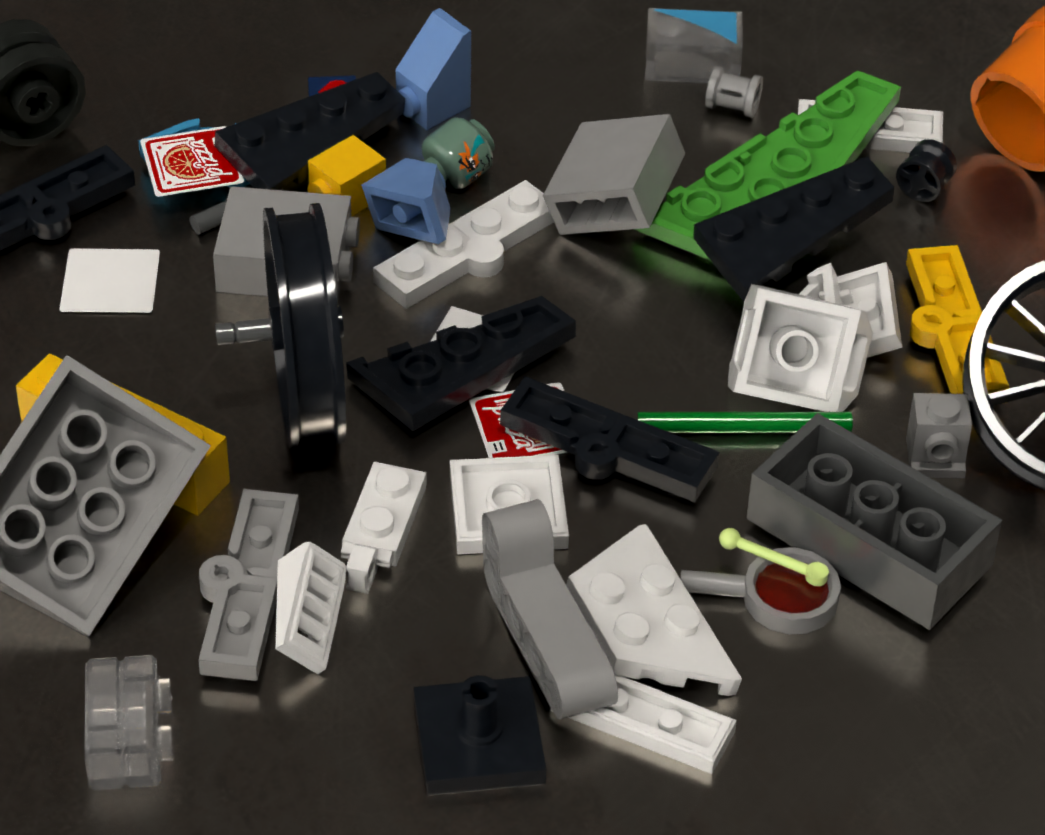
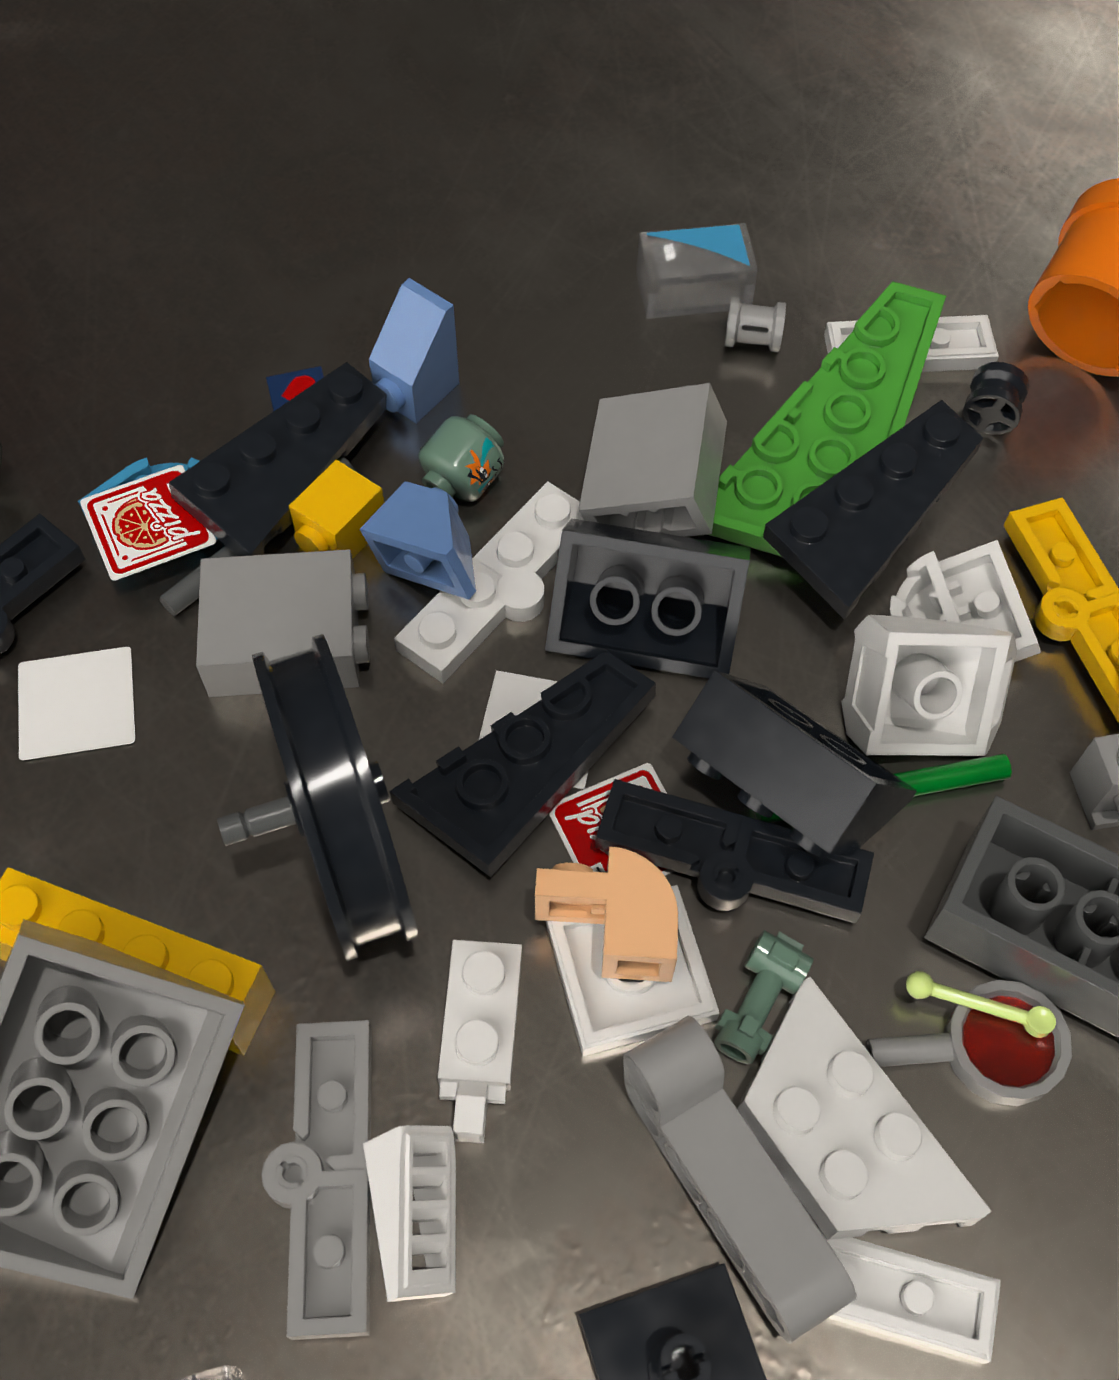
camera: 10 degrees left, 15 degrees up
(506, 446) = (631, 903): none -> light nougat brick
(587, 267) = (647, 598): none -> black slope
(619, 513) = (778, 966): none -> sand green bar
(664, 379) = (790, 766): none -> black slope

